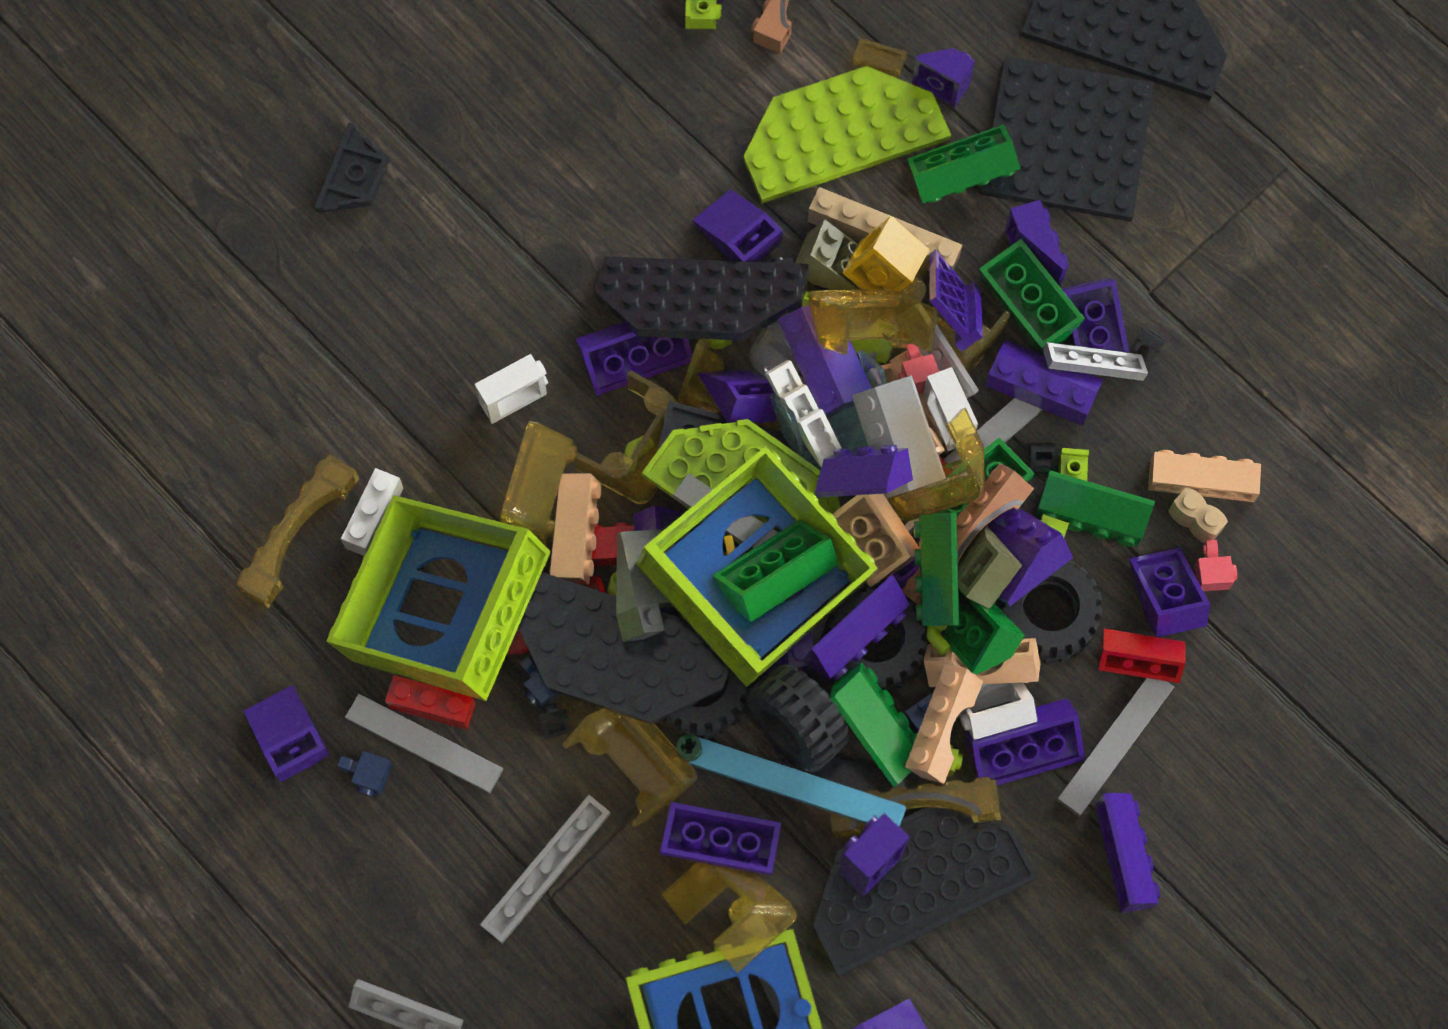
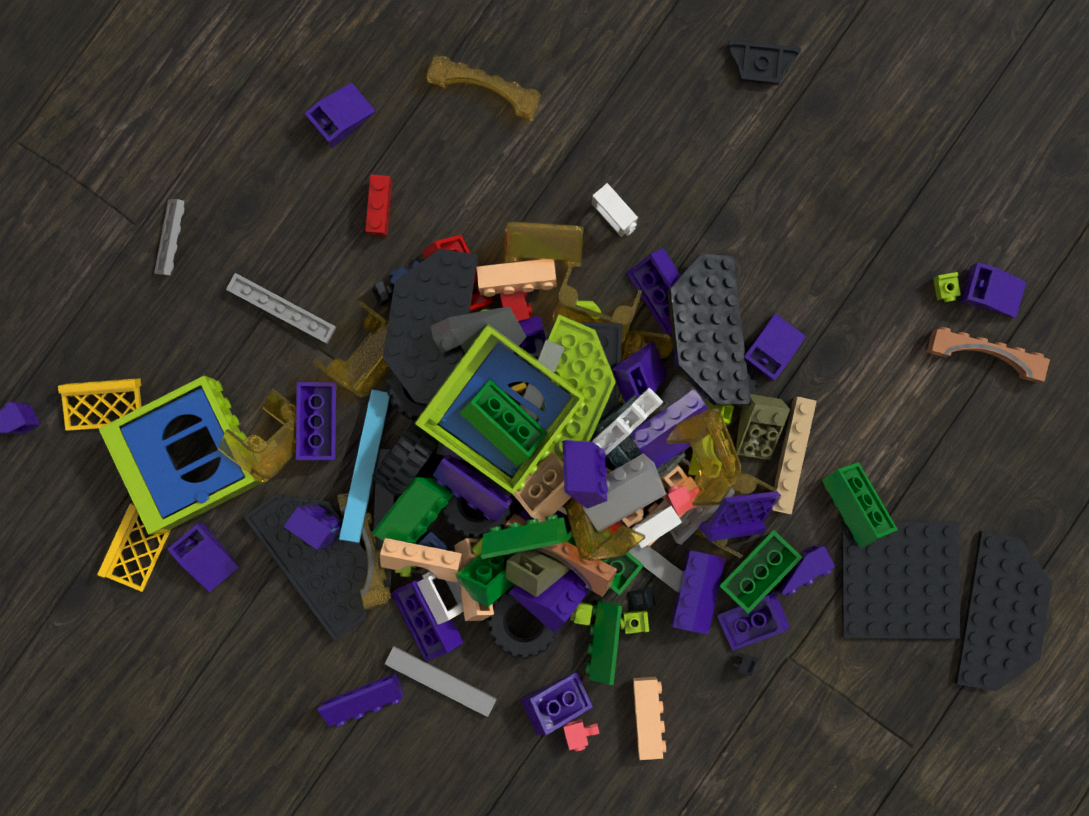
camera: 85 degrees right, 15 degrees up
(369, 773) = (323, 176): dark blue brick -> none
(370, 511) = (517, 136): white arch -> none
(424, 743) = (352, 208): light grey tile -> none
(487, 614) = (436, 228): lime door -> none
(682, 743) = (376, 392): dark green bush -> none
(840, 130) = (871, 408): lime plate -> none
(880, 57) = (938, 427): clear yellow tile -> none
(886, 258) = (764, 460): yellow brick -> none
(944, 74) = (930, 478): dark purple slope -> none
(1095, 361) = (719, 626): light grey plate -> none
(1141, 656) = (503, 691): red brick -> none
(1193, 512) = (619, 713): tan brick -> none

